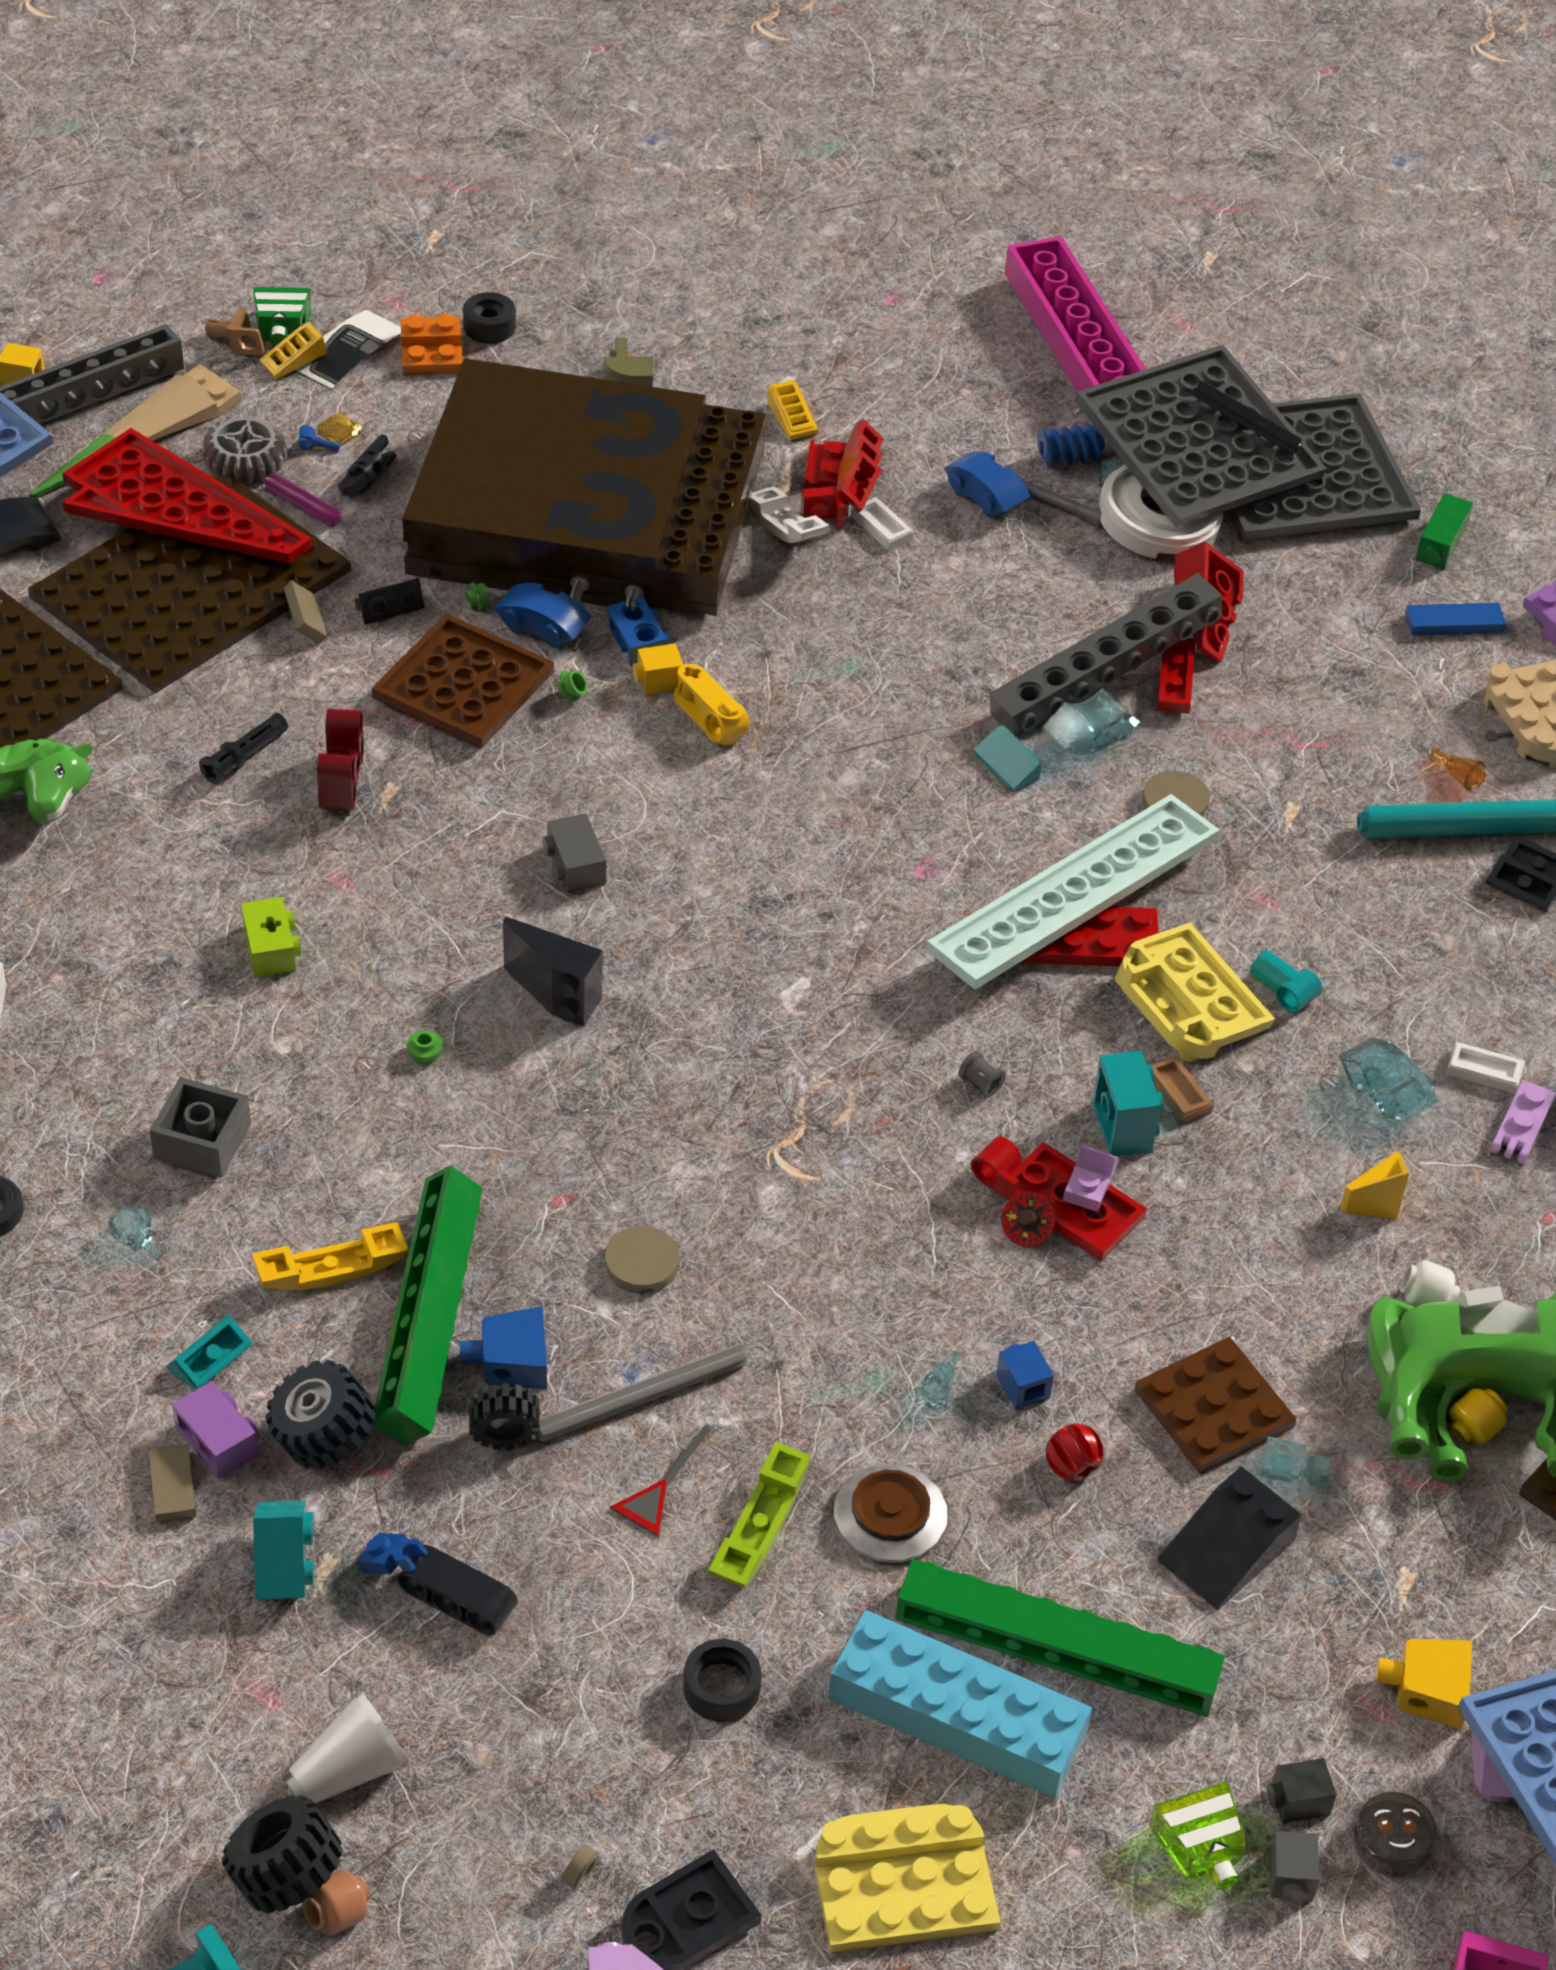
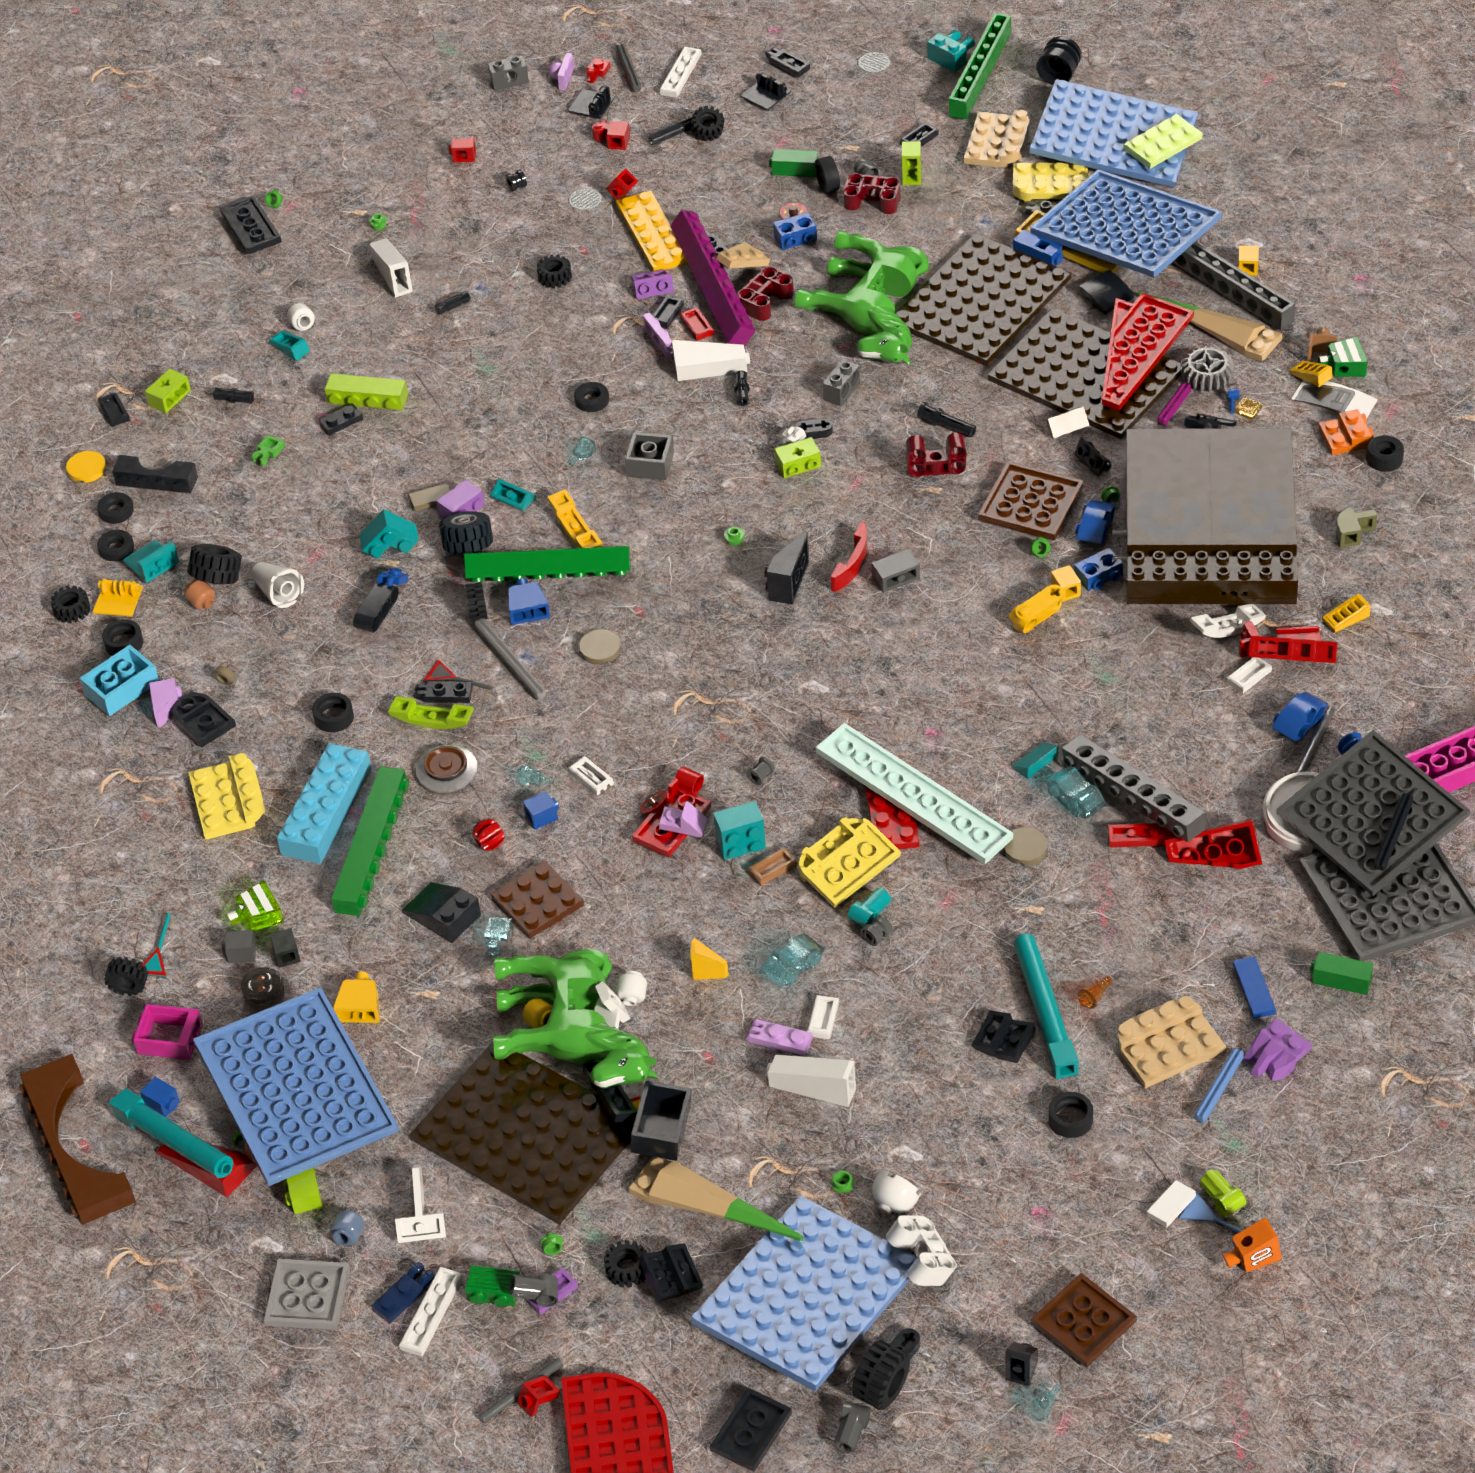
camera: 90 degrees right, 0 degrees up
(58, 990) = (741, 388): none -> black pin
(107, 856) = (841, 382): none -> dark grey brick
(191, 912) = (815, 429): none -> black beam
(222, 933) = (793, 435): none -> white gear
(496, 882) = (847, 572): none -> slope
(699, 1499) = (444, 692): none -> black hinge
(949, 1307) = (587, 777): none -> white tile
(1334, 980) = (876, 930): none -> dark grey wheel

